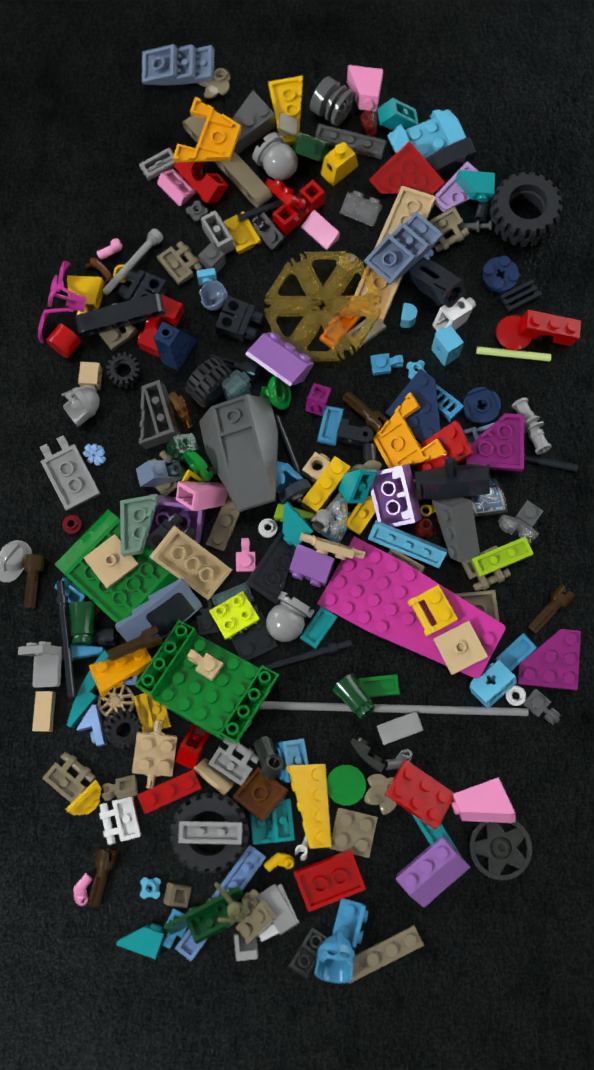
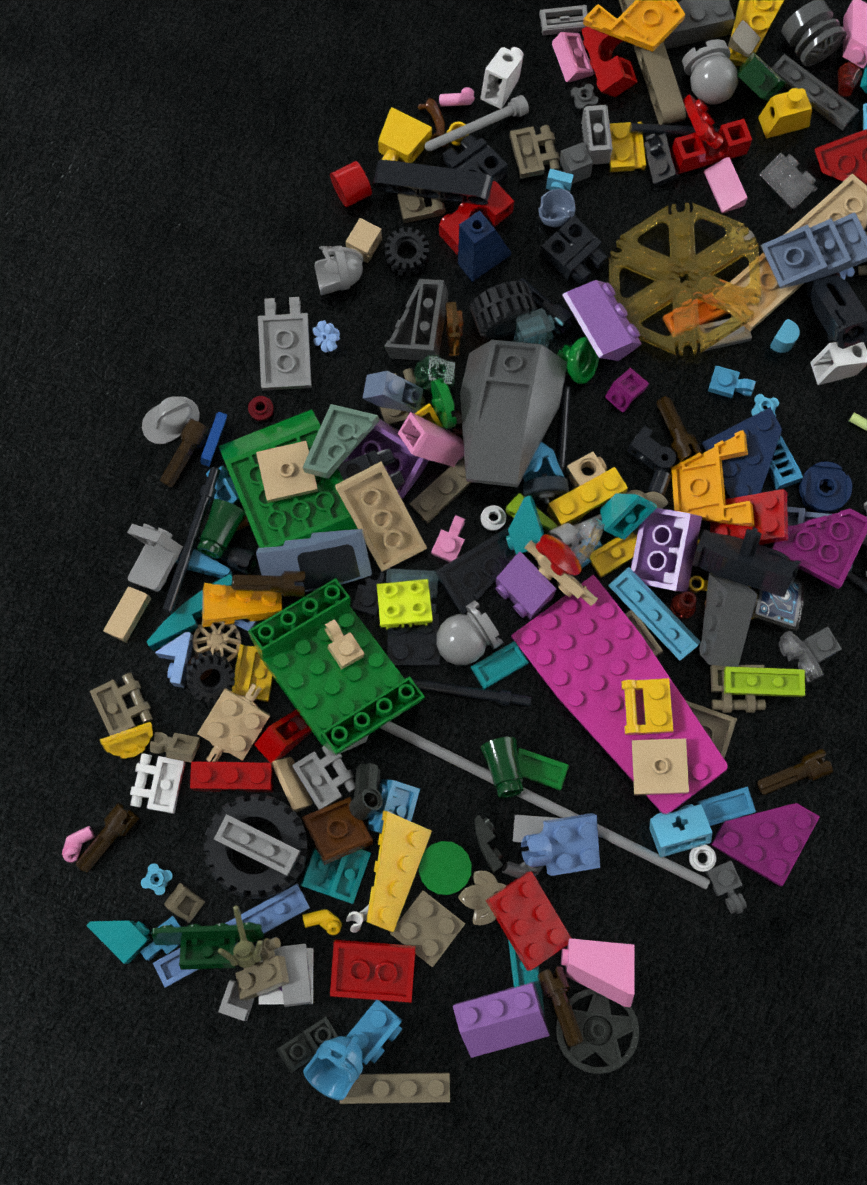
camera: 20 degrees right, 0 degrees up
(48, 561) = (213, 439): none -> blue tile
(74, 301) = (384, 140): dark pink plant -> none
(134, 214) = (504, 66): none -> white torso
(327, 534) = (559, 554): none -> red dish
(330, 425) = (627, 428): dark azure tile -> none
(420, 731) = (564, 845): none -> medium blue plate
(447, 345) = (816, 393): medium azure brick -> none
(459, 832) = (556, 988): none -> dark brown piece

